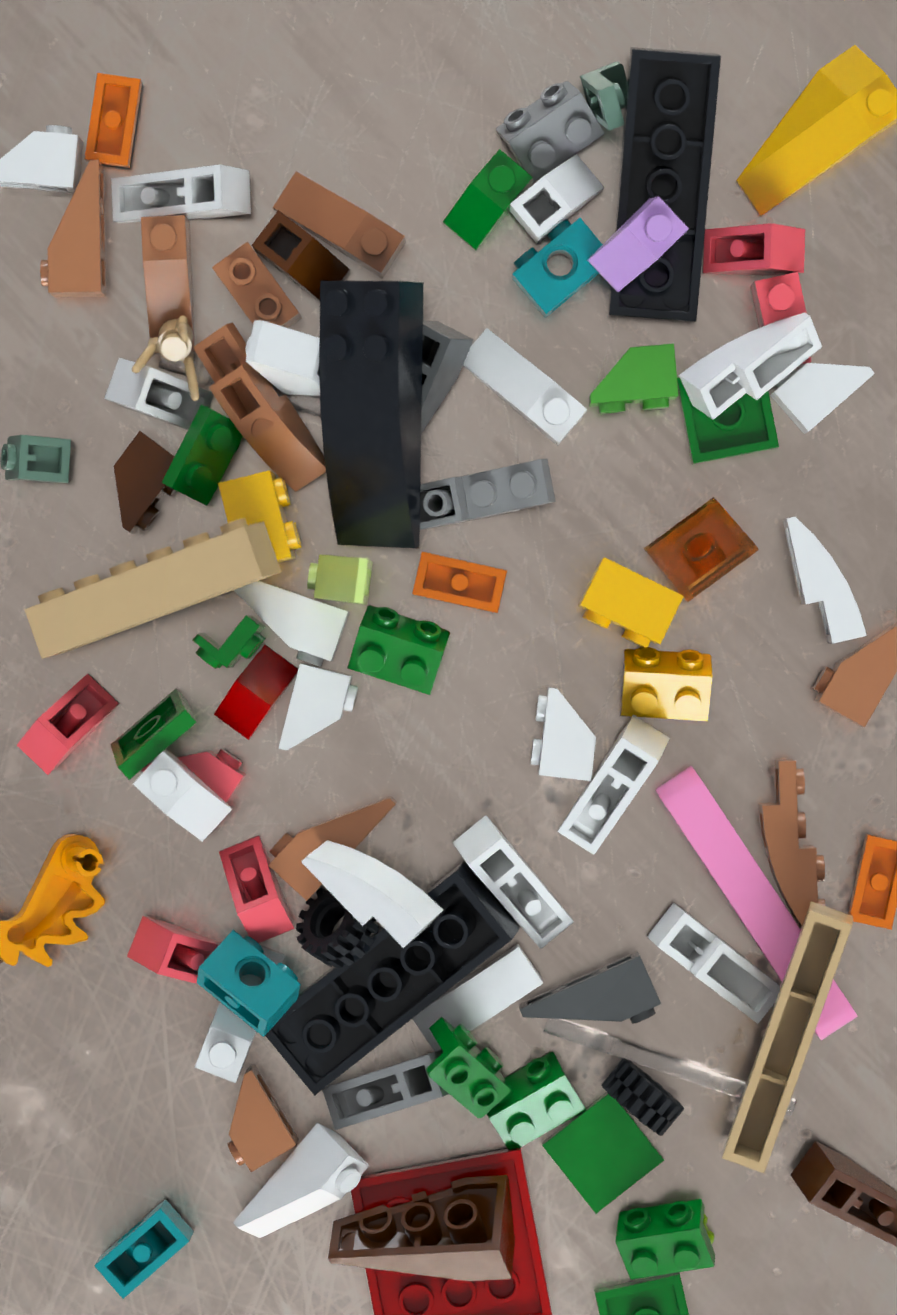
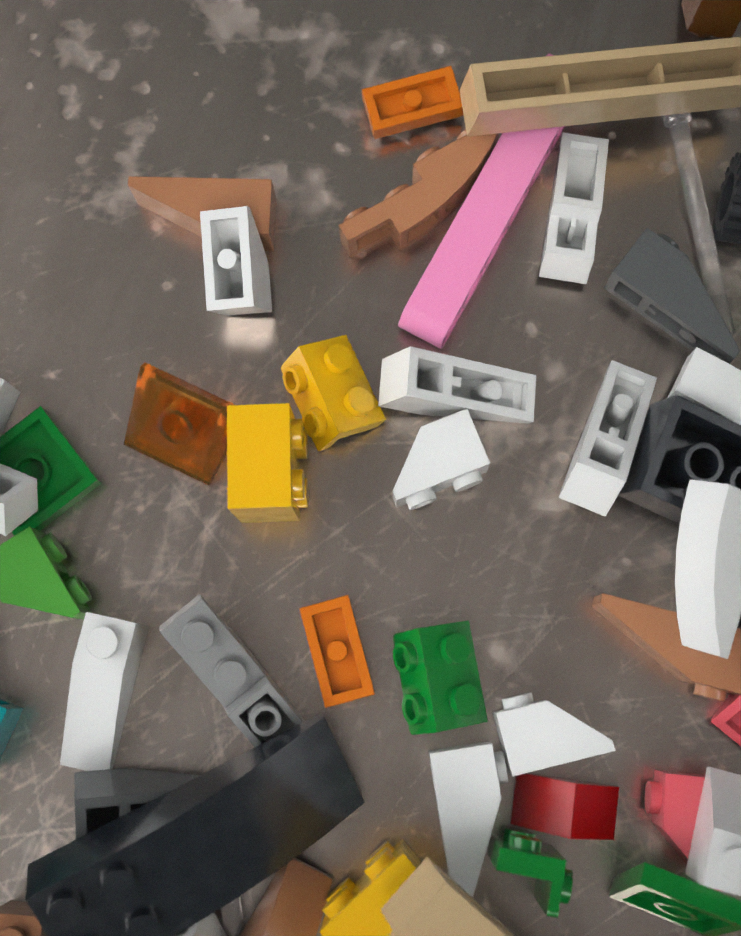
camera: 110 degrees left, 10 degrees down
(341, 579) = (397, 780): yellowish green slope -> none
(806, 660) = (234, 263): none -> white slope
(823, 582) = (152, 296): white slope -> none

